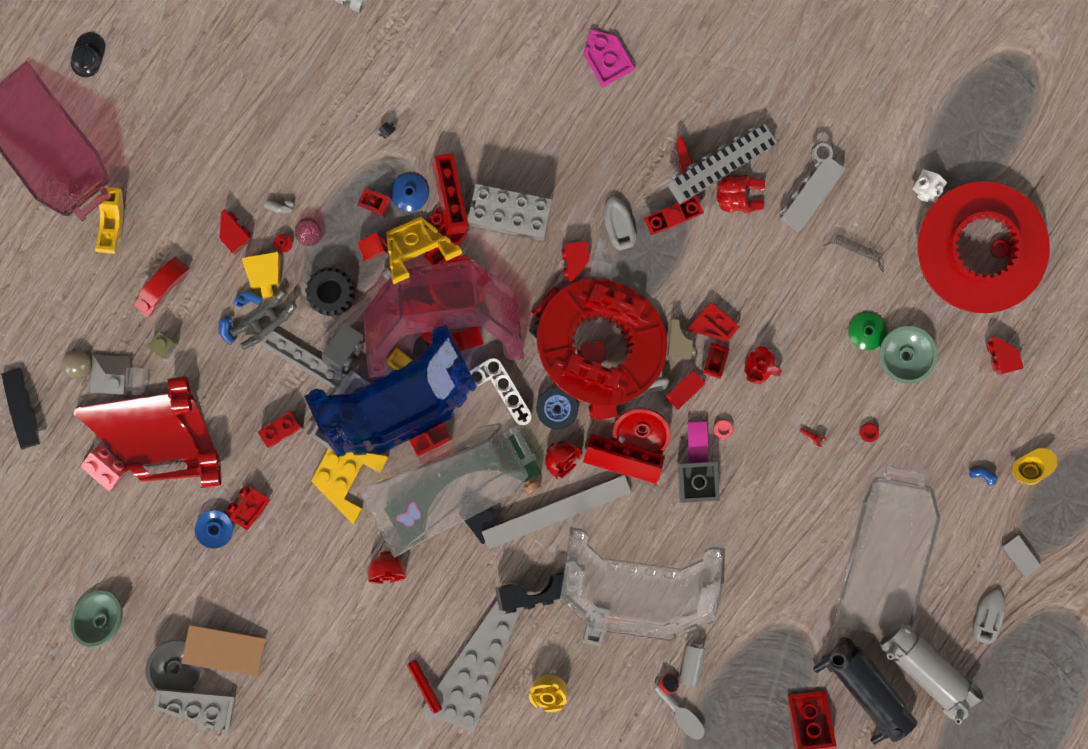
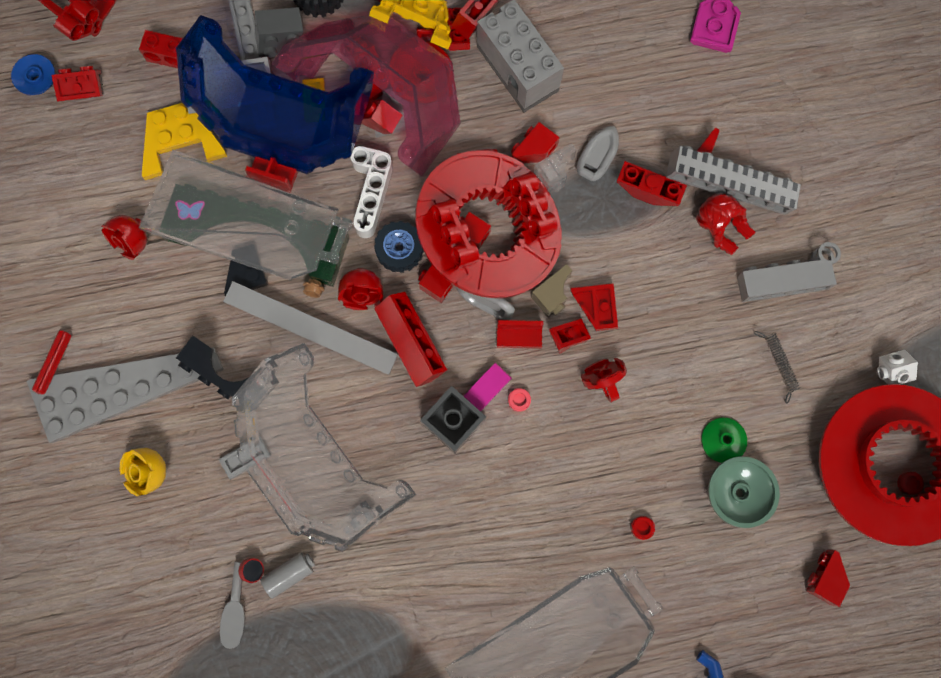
camera: 40 degrees right, 10 degrees down
(652, 438) = (439, 318): red dish -> none
(812, 436) = (589, 481): red hand -> none

